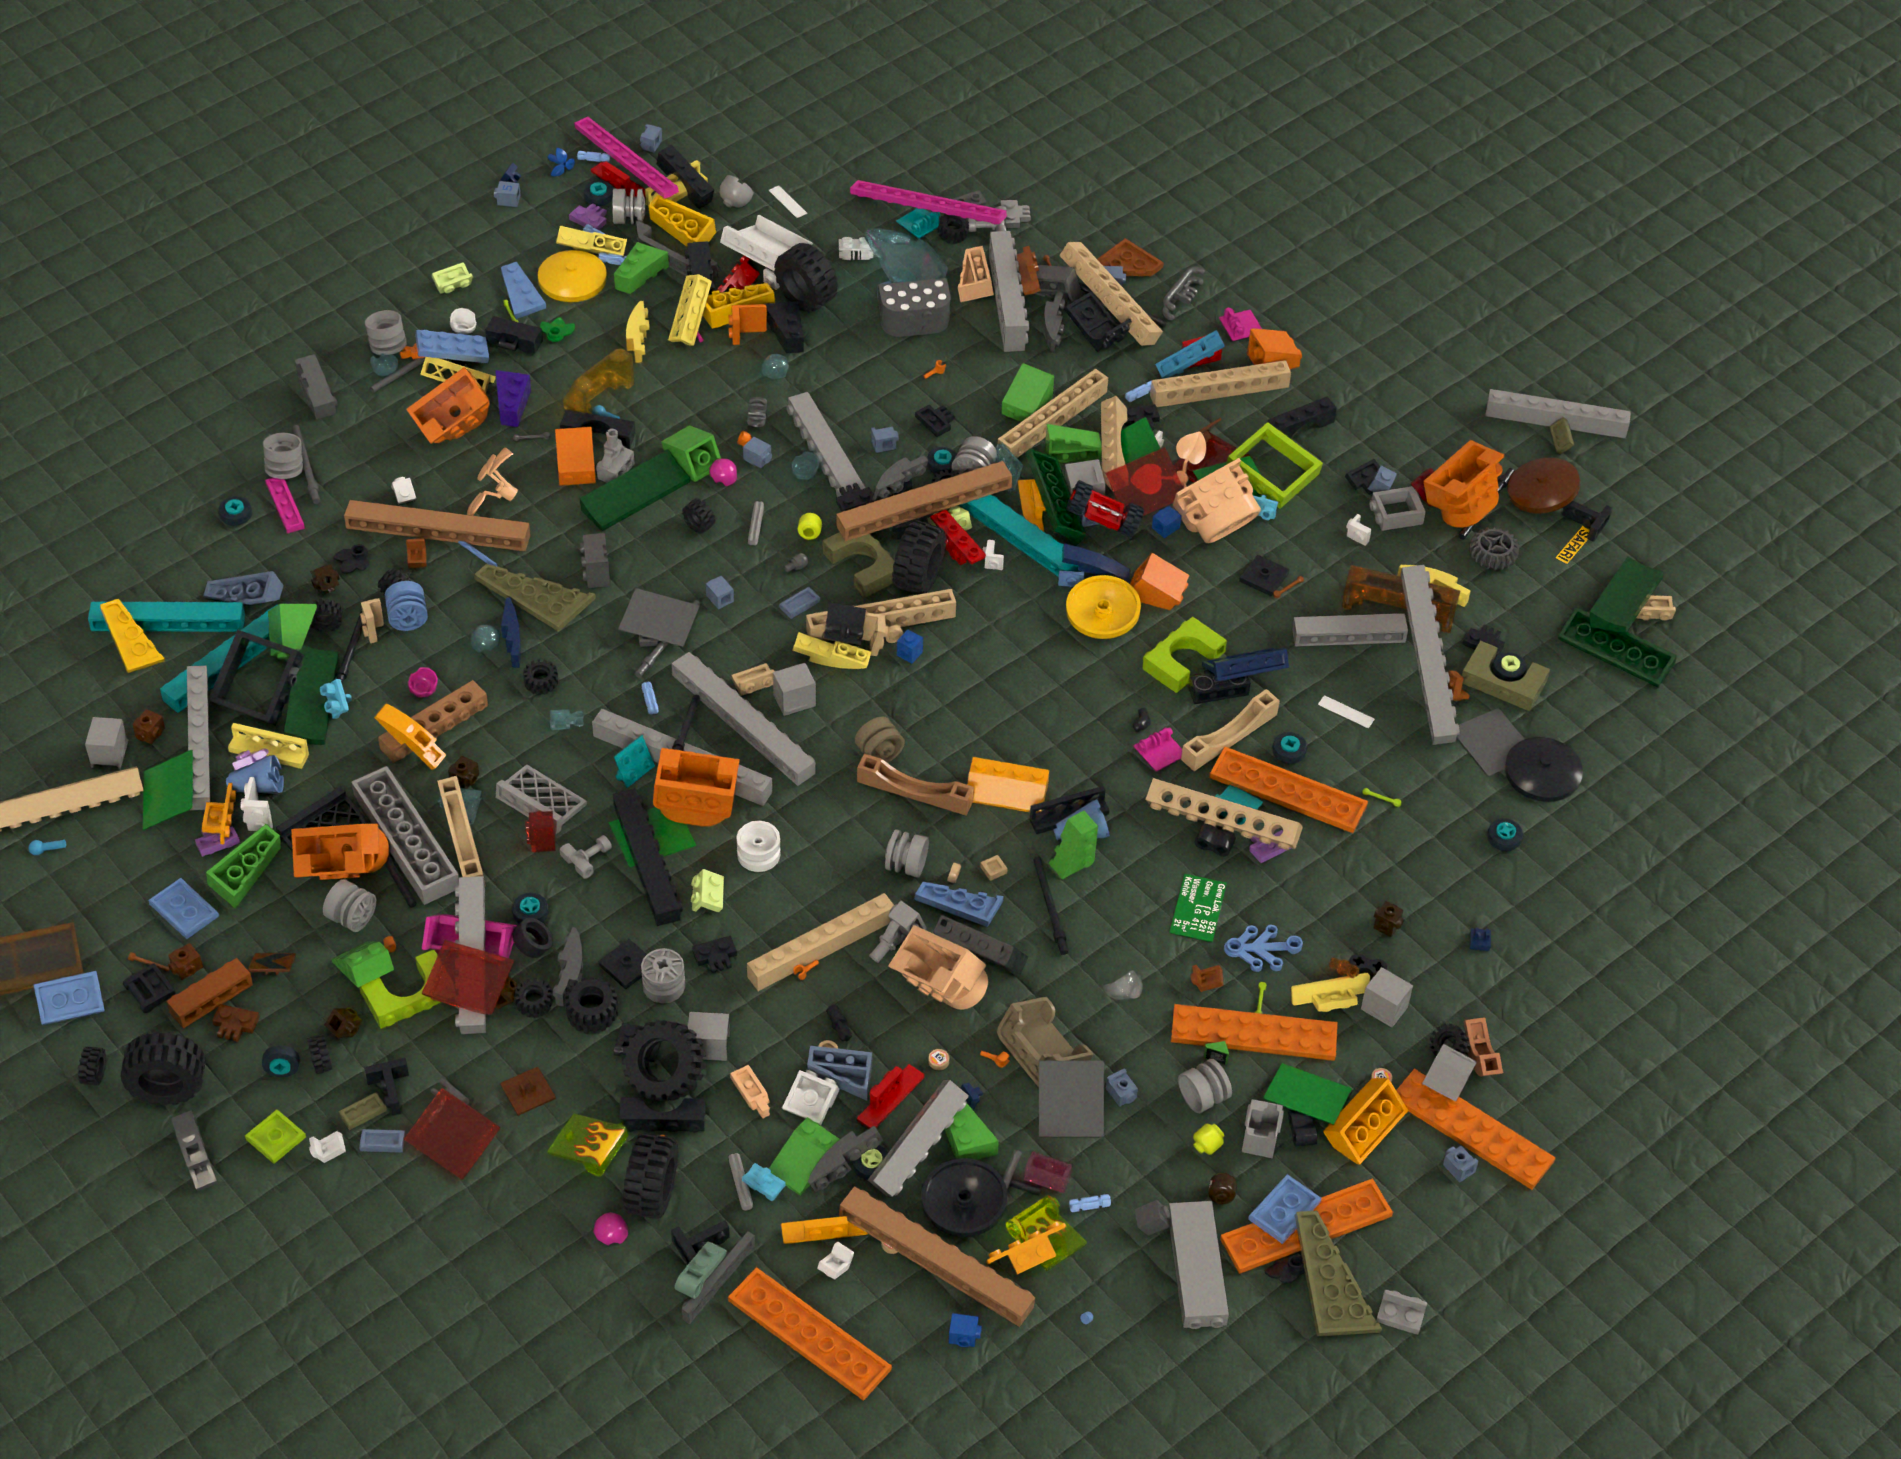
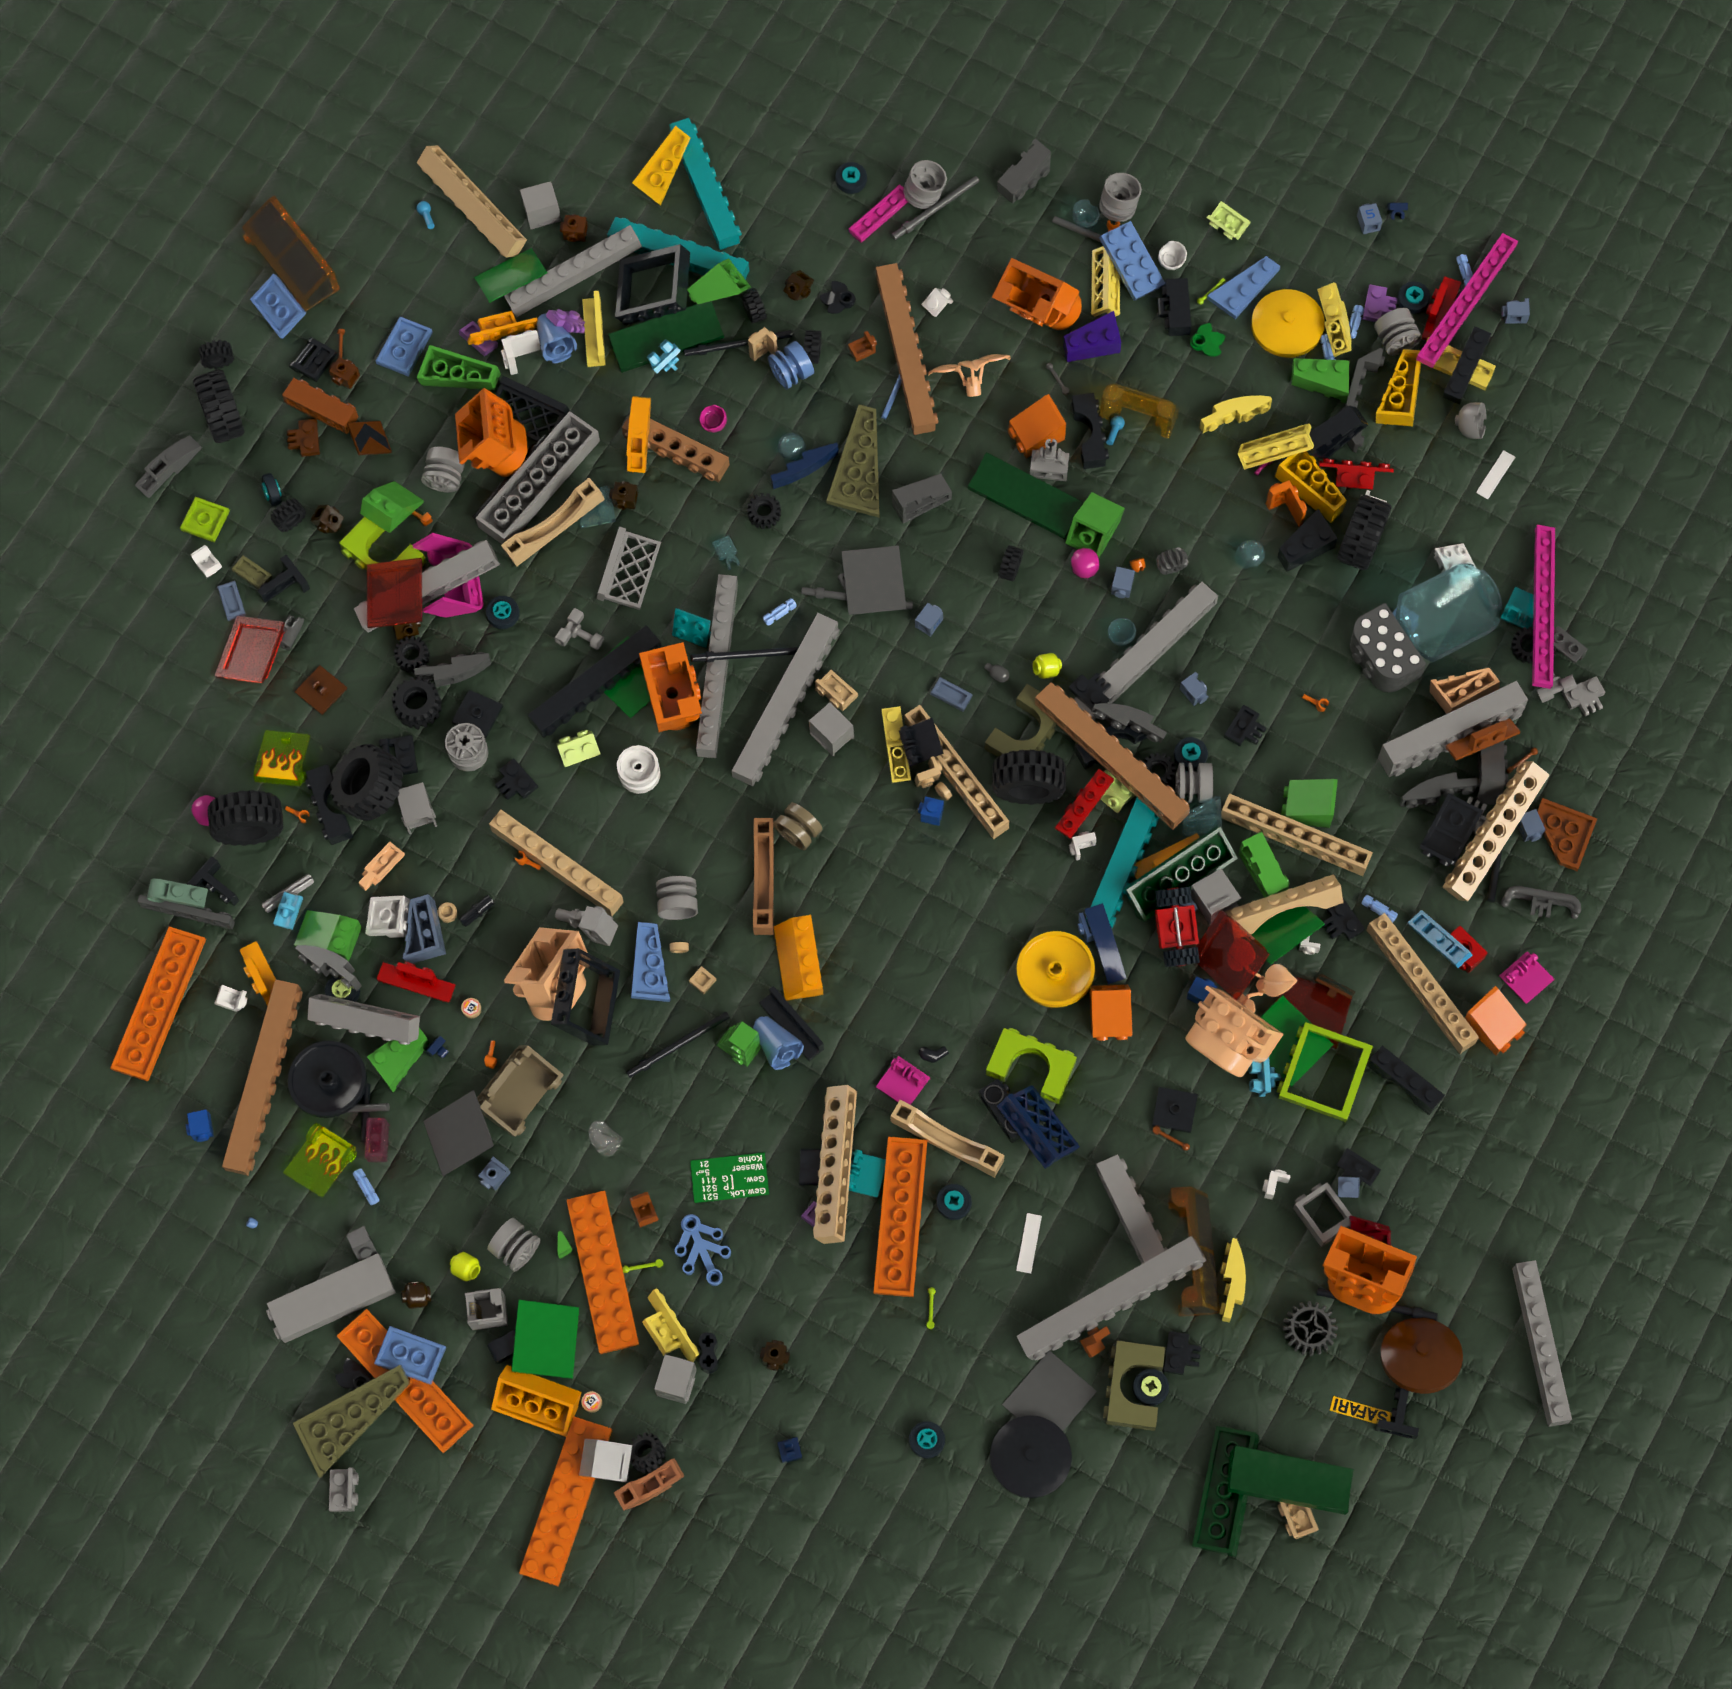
camera: 75 degrees right, 20 degrees up
(246, 589) = (756, 232): sand blue wedge -> none
(525, 944) = (476, 636): black tyre -> none
(541, 831) = (582, 584): clear red brick -> none
(560, 159) = (1438, 242): blue plant -> none
(755, 523) = (1033, 617): light grey axle -> none
(761, 241) = (1408, 478): white panel -> none
(1031, 1252) = (292, 1151): light orange bracket -> none
(1344, 967) = (697, 1329): clear orange axle -> none
(1460, 1163) = (519, 1506): sand blue brick -> none
(1561, 436) = (1511, 1356): olive plate -> none

